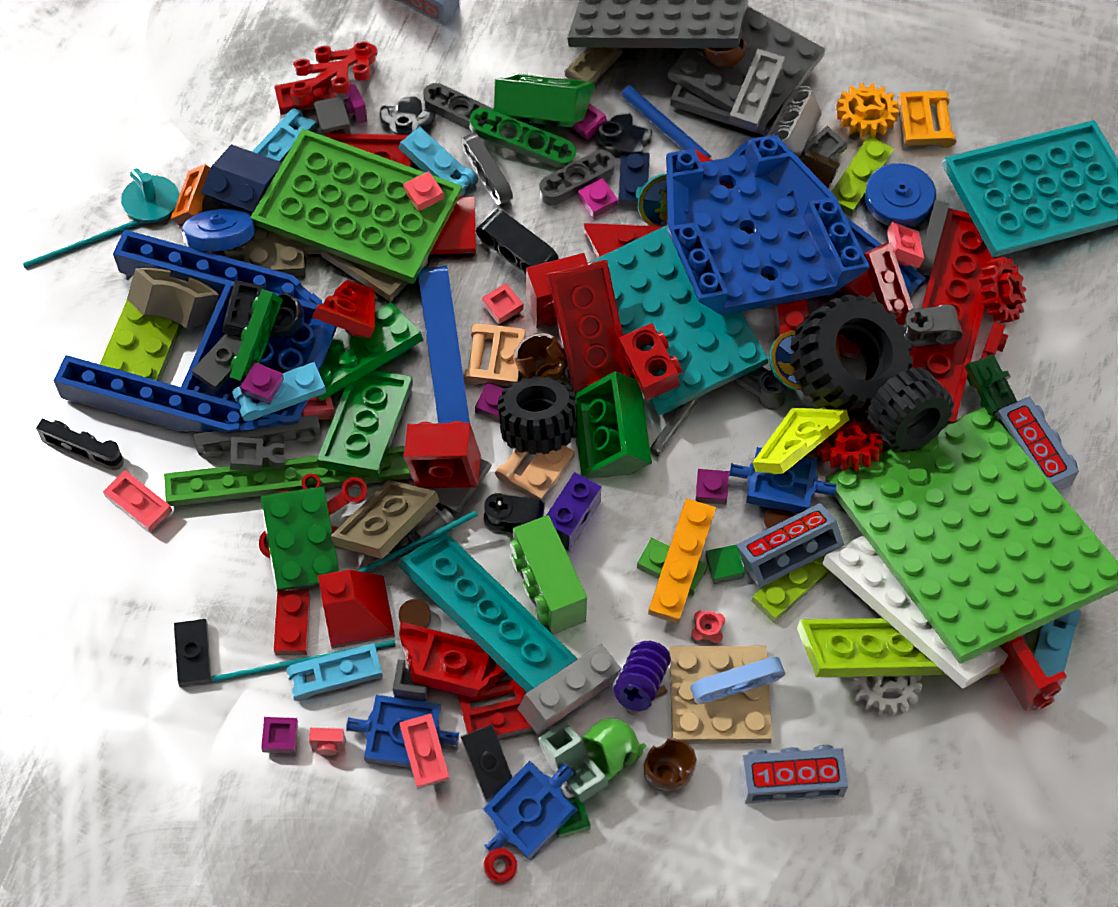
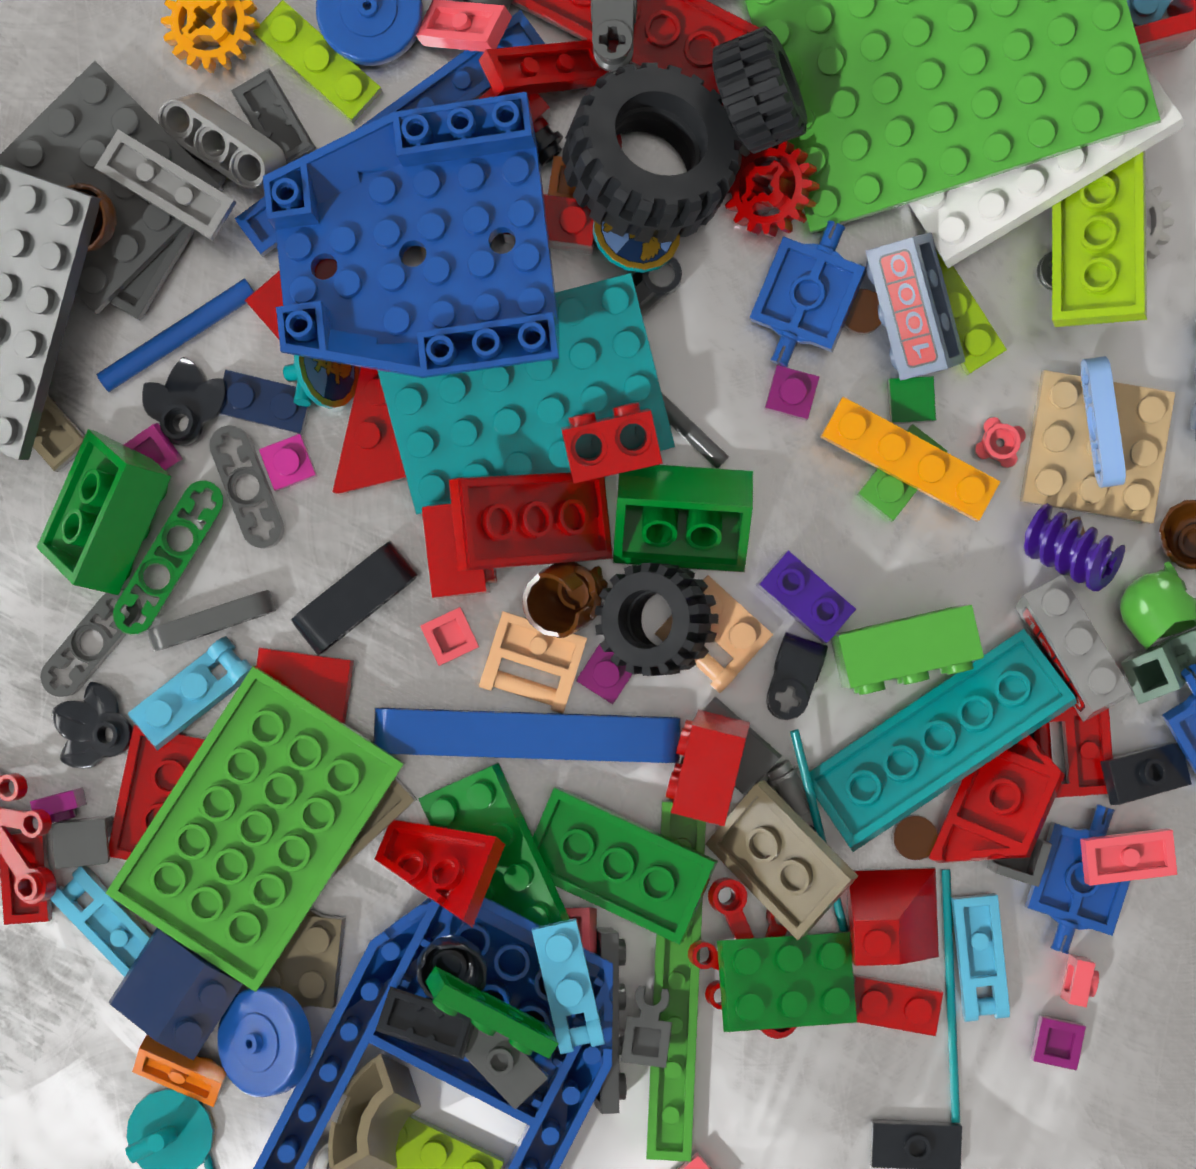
camera: 80 degrees left, 25 degrees up
(262, 383) = (564, 1012): magenta plate -> none
(423, 191) = (257, 726): coral plate -> none
(797, 436) = (756, 258): neon yellow wing -> none
(821, 166) = (312, 121): dark brown panel -> none

